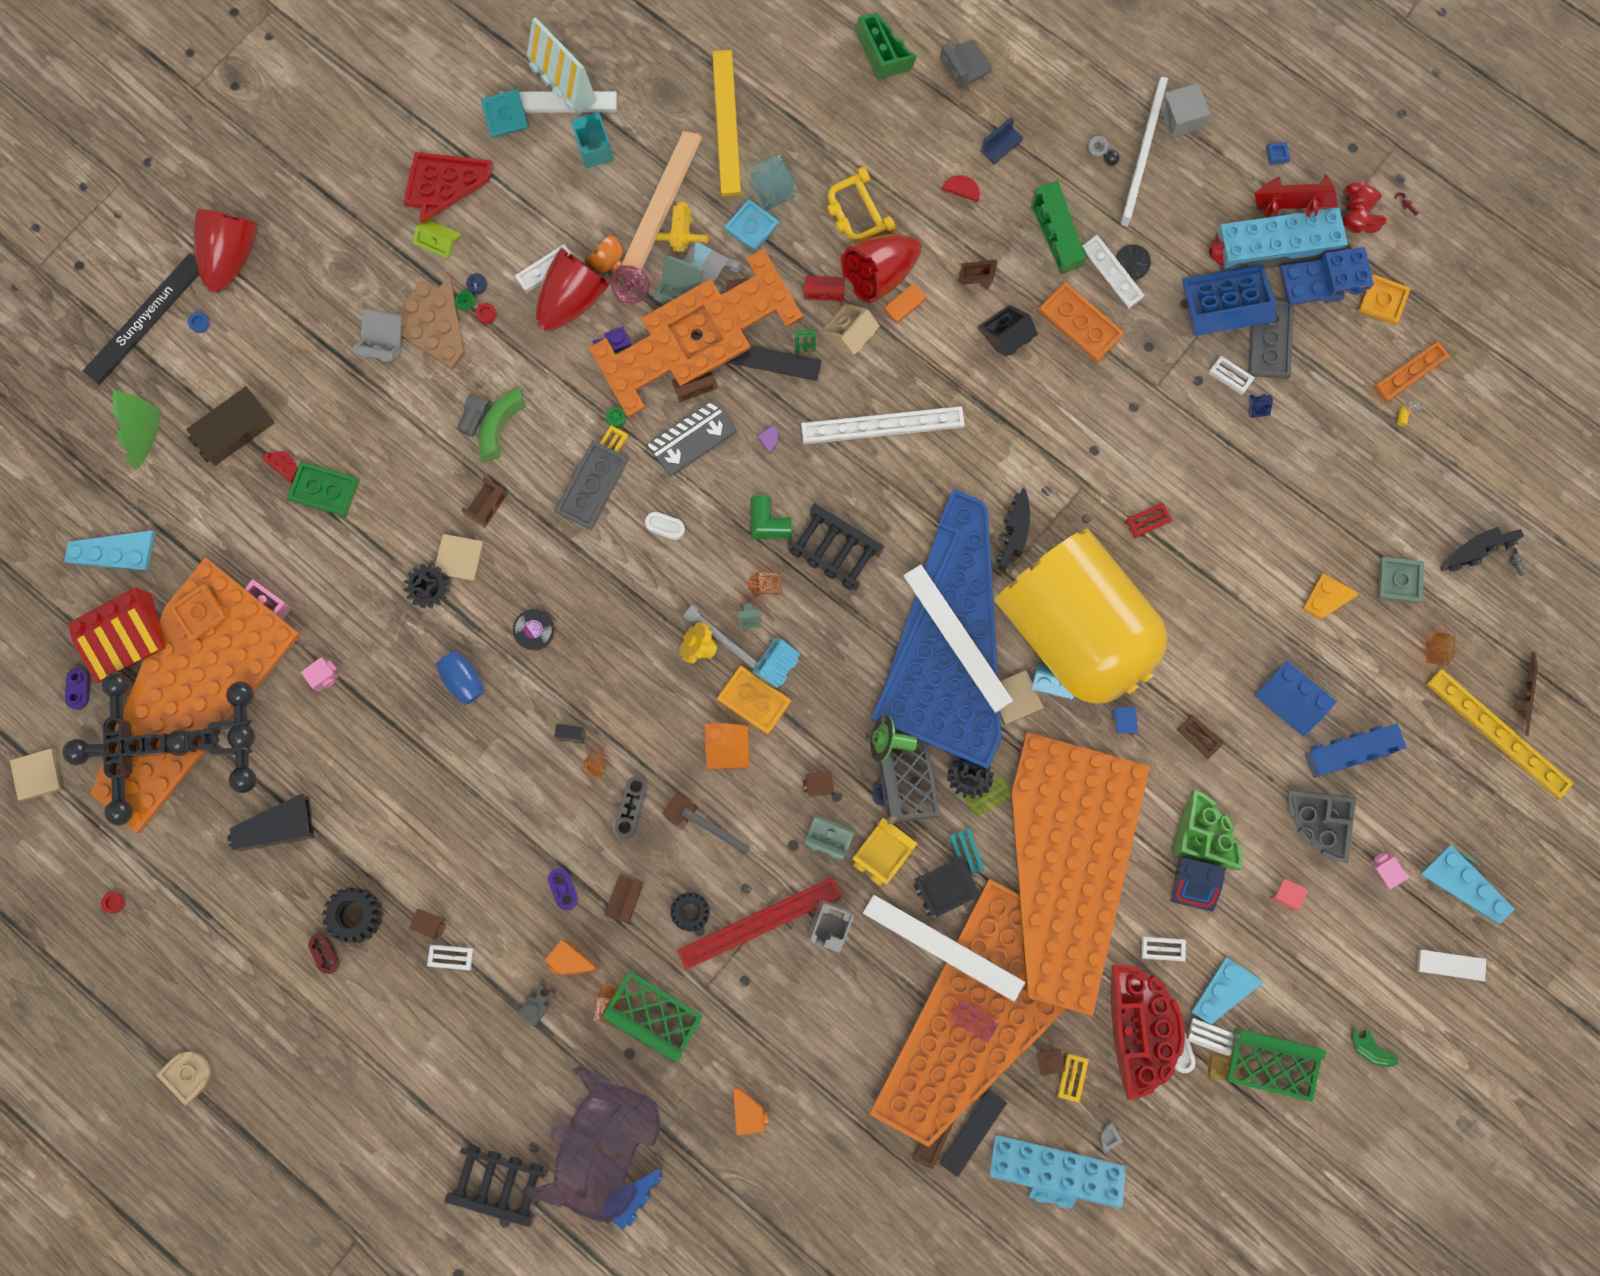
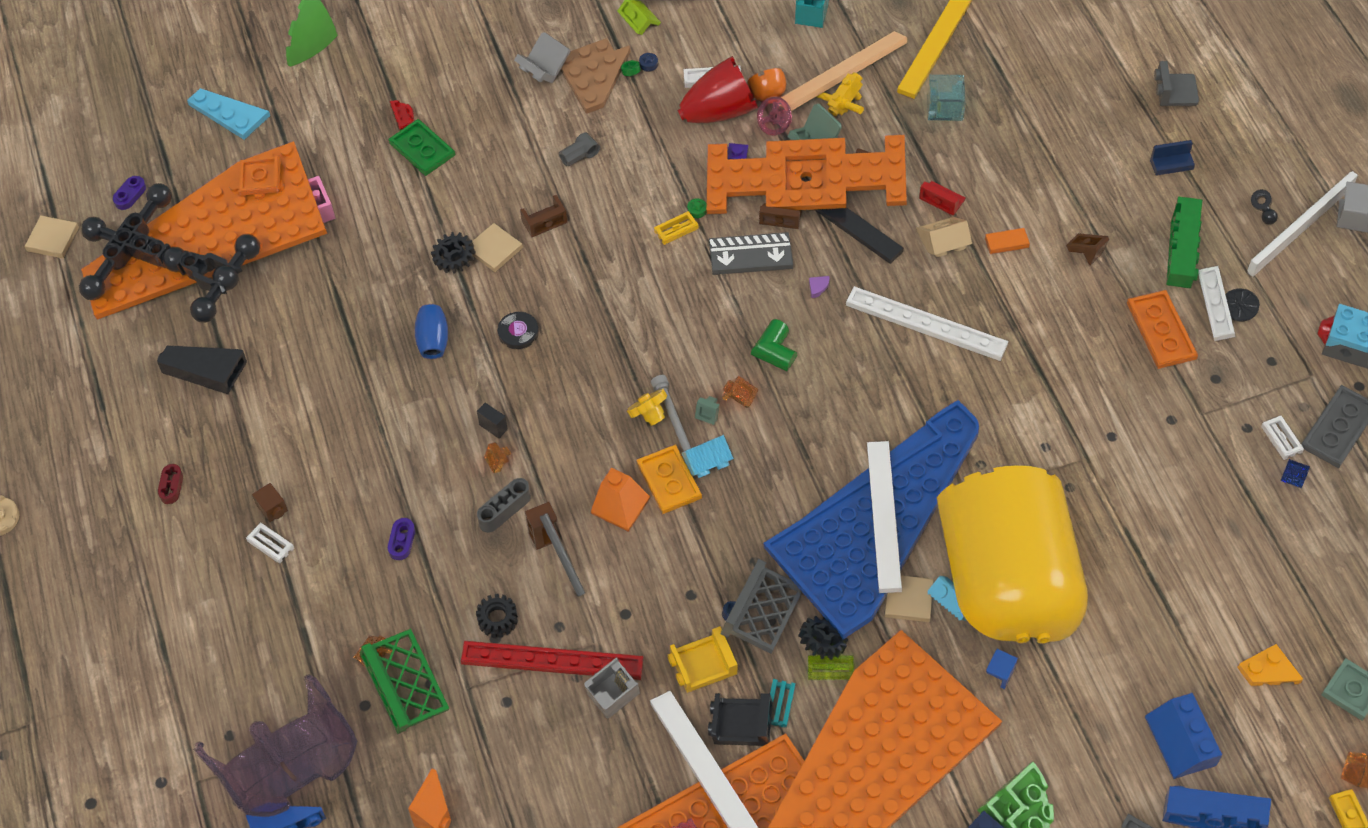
camera: 30 degrees right, 20 degrees down
(113, 902) = (38, 357): red tile -> none
(118, 633) = (189, 161): red slope -> none
(229, 426) = (381, 68): dark brown brick -> none
(320, 674) = (321, 274): bright pink brick -> none
(335, 911) = (209, 450): black tyre -> none
(480, 1202) = (152, 750): black fence -> none
(486, 313) = (641, 86): red tile -> none
(493, 421) = (603, 158): bright green brick -> none
(534, 1008) = (311, 621): dark grey plate -> none
(569, 961) = (364, 593): orange slope -> none
(591, 485) = (641, 246): dark grey tile -> none
(624, 899) = (448, 577): reddish brown panel -> none
(665, 526) = (683, 308): white tile -> none
(710, 262) = (856, 134): light grey flag -> none
(751, 225) = (909, 122): medium azure tile -> none
(805, 345) = (902, 234): green tile -> none
(818, 784) = (681, 573): reddish brown brick -> none
(829, 837) = (661, 620): sand green bracket -> none
(836, 527) = (833, 378): black fence -> none
(843, 225) = (989, 156): yellow bar -> none
(879, 264) = (1002, 196): red cylinder -> none
(883, 49) = (1107, 44): green wedge -> none
(885, 739) = (761, 558): bright green piece -> none
(963, 187) = (1115, 178): red tile -> none
(1008, 330) = (1089, 303): black slope -> none
(1018, 525) = (999, 453): black slope -> none
(1133, 528) = (1128, 520): red tile -> none
(1196, 744) = (1072, 741): reddish brown tile -> none
(1229, 300) = (1313, 373): blue slope -> none

